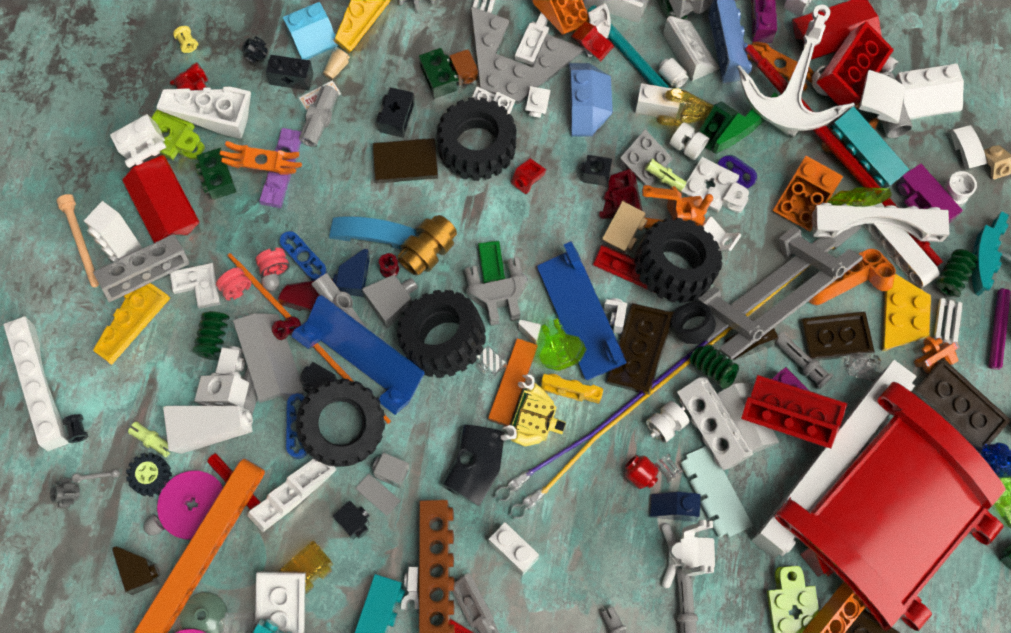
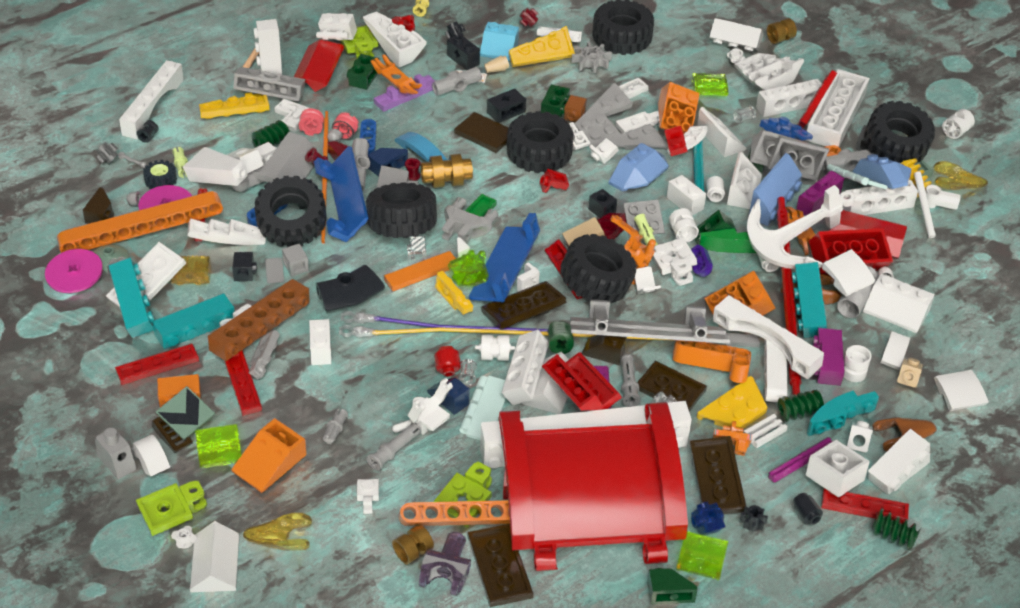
camera: 40 degrees right, 25 degrees down
(533, 416) = (411, 291): light yellow torso -> none
(693, 109) = (703, 207): clear yellow animal -> none
(696, 334) = (572, 308): black tyre -> none
(861, 196) = (771, 313): clear neon green slope -> none

